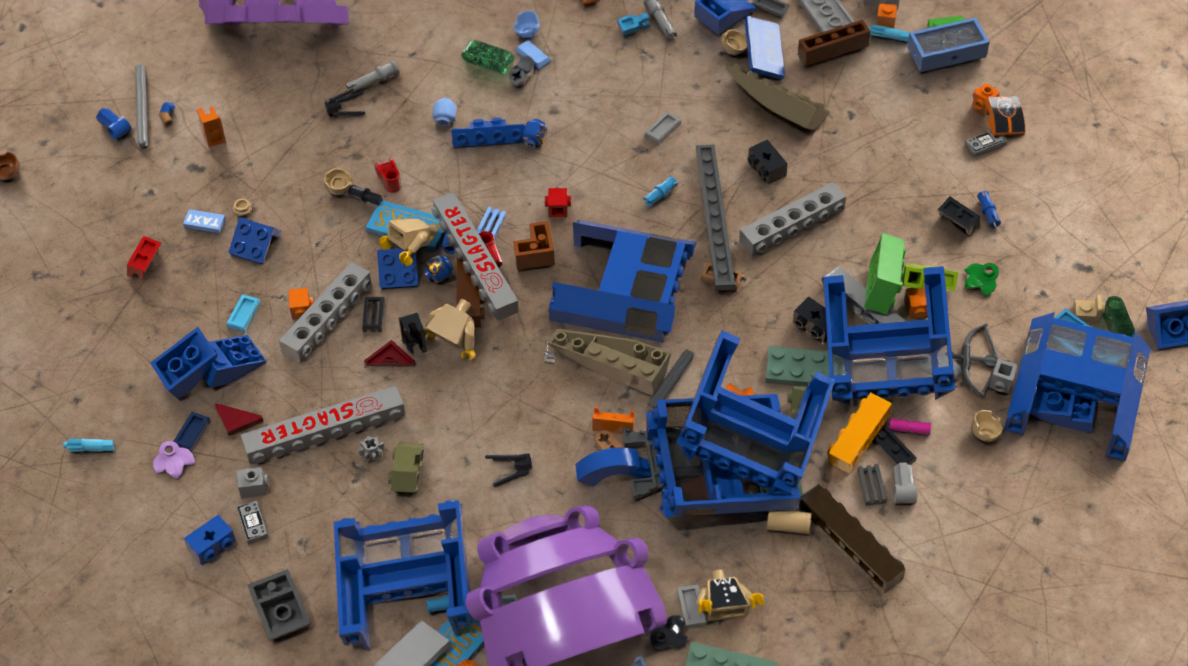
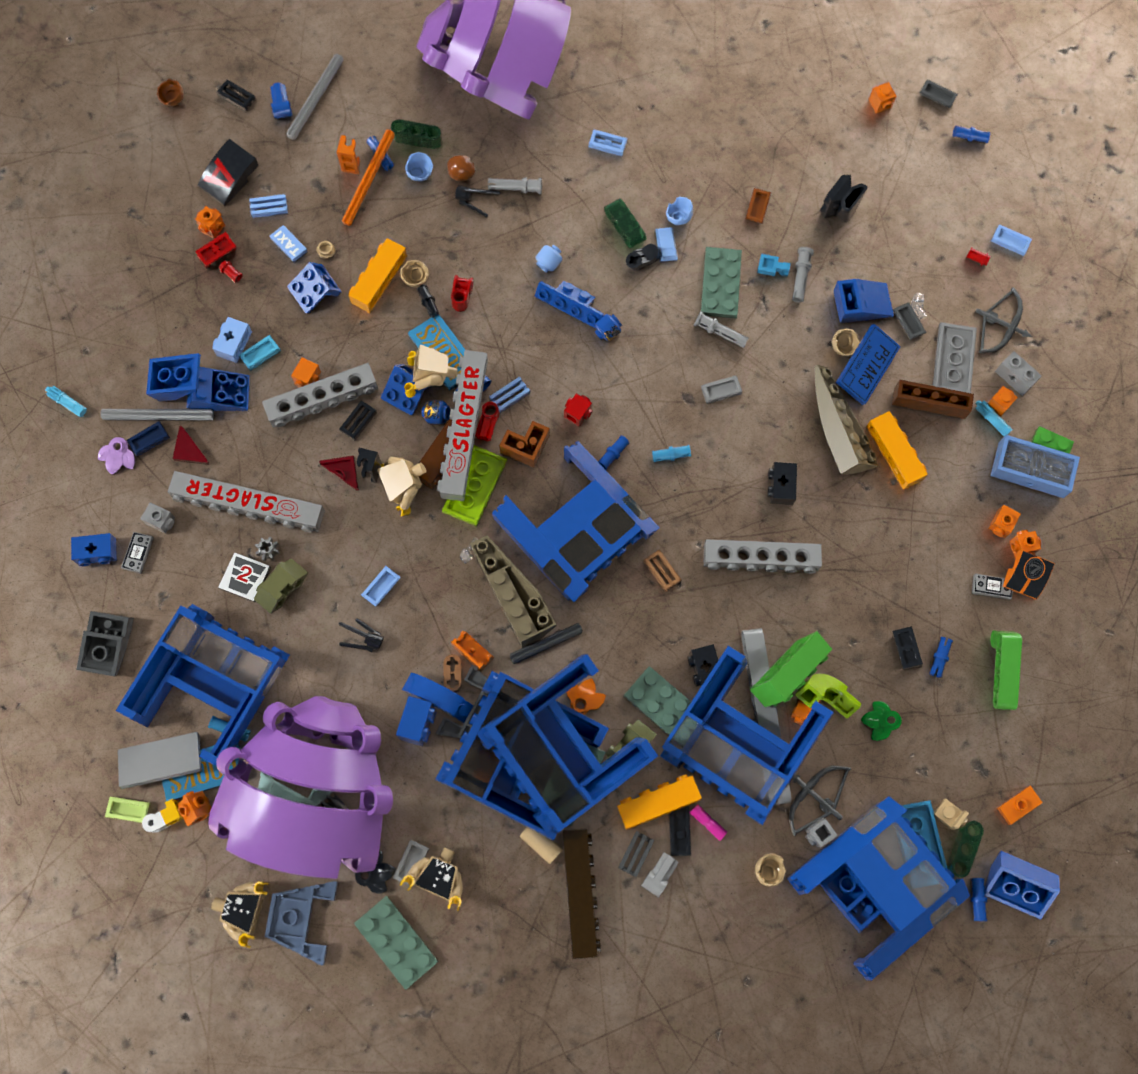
camera: 30 degrees right, 20 degrees up
(66, 140) = (246, 102): none -> black tile
(106, 196) = (227, 172): none -> black slope
(120, 240) = (210, 221): none -> orange brick
(161, 202) = (268, 202): none -> light blue tile
(166, 108) = (327, 115): arm -> none
(167, 267) = (227, 268): none -> red pin
(185, 408) = (157, 414): none -> light grey axle
(211, 315) = (232, 339): none -> light blue brick
(234, 115) = (373, 143): none -> blue pin
(240, 138) = (368, 177): none -> orange axle
(256, 85) = (424, 131): none -> clear green beam
(278, 105) = (419, 167): none -> light blue hair
(305, 200) = (378, 275): none -> light orange brick
(316, 87) = (461, 168): none -> dark orange hair
(367, 484) = (244, 576): none -> tile
(425, 11) = (607, 145): none -> light blue tile
(494, 420) = (380, 586): none -> light blue tile
(526, 321) = (482, 478): none -> lime tile
(600, 57) = (721, 282): none -> sand green plate
(611, 492) = (416, 721): none -> blue brick
(612, 215) = (613, 452): none -> blue pin
(620, 87) = (713, 326): none -> light grey pin
(715, 218) = (696, 511): dark grey plate -> none
(835, 92) = (897, 450): none -> light orange brick
(956, 93) = (1004, 521): none -> orange brick
(1044, 185) = (1007, 669): none -> bright green beam
(1132, 273) = (1019, 805): none -> orange plate
(1160, 352) = (978, 899): none -> blue pin

